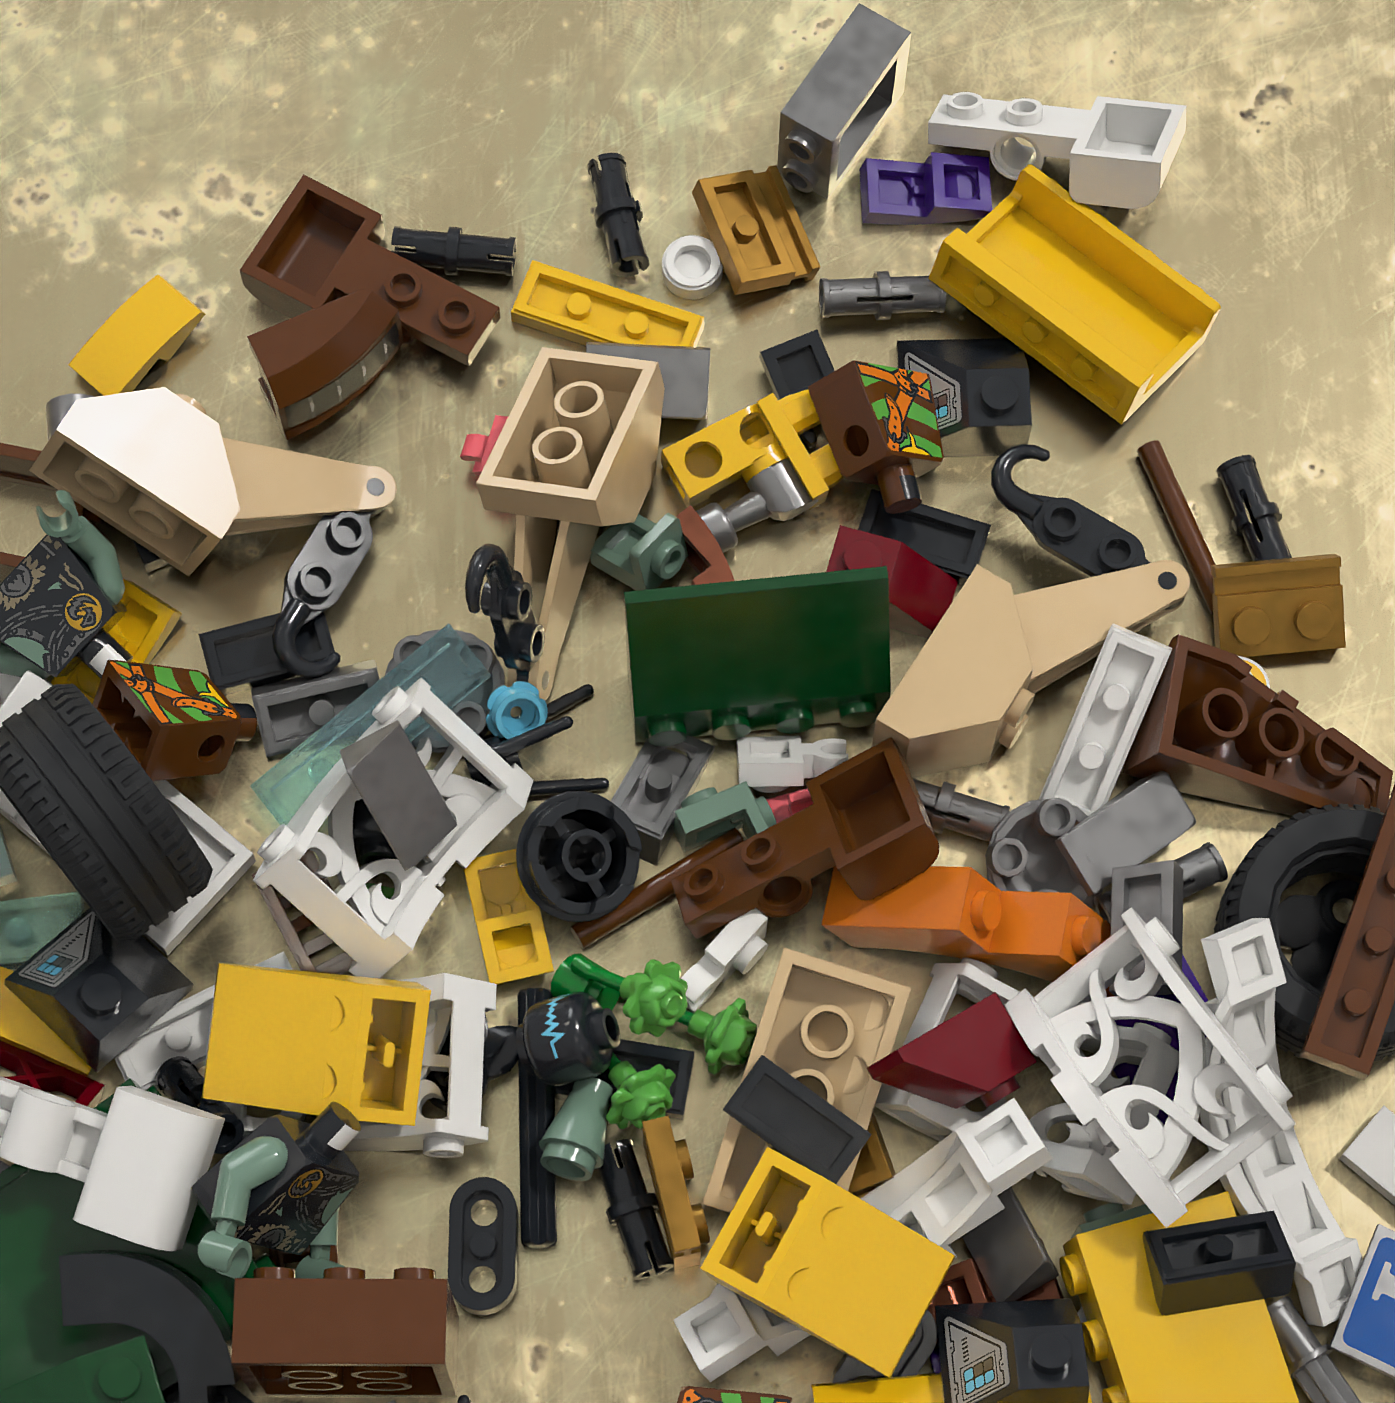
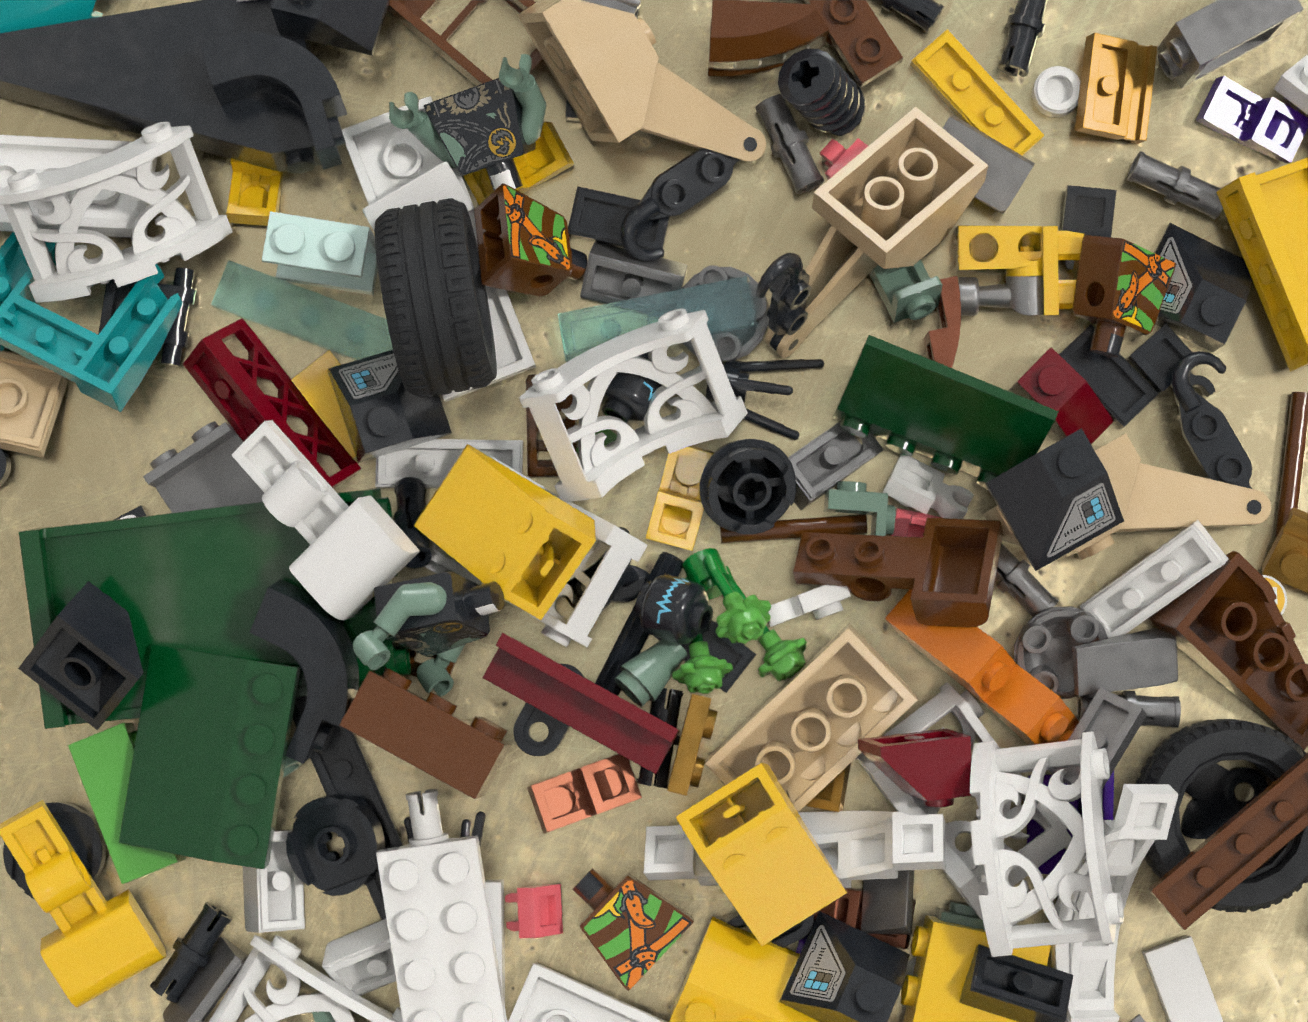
camera: 30 degrees right, 15 degrees up
(391, 445) = (789, 144): none -> flat silver pin
(398, 793) = (646, 387): flat silver slope -> none
(427, 386) = (822, 91): none -> black piece
(504, 698) = (760, 370): medium azure plate -> none
(515, 1207) = (580, 703): none -> dark red fence
(576, 1324) = (584, 792): none -> slope
(796, 1121) = (793, 747): black tile -> none
(940, 668) = (1057, 499): none -> black slope
(968, 488) = (1158, 358): none -> black plate

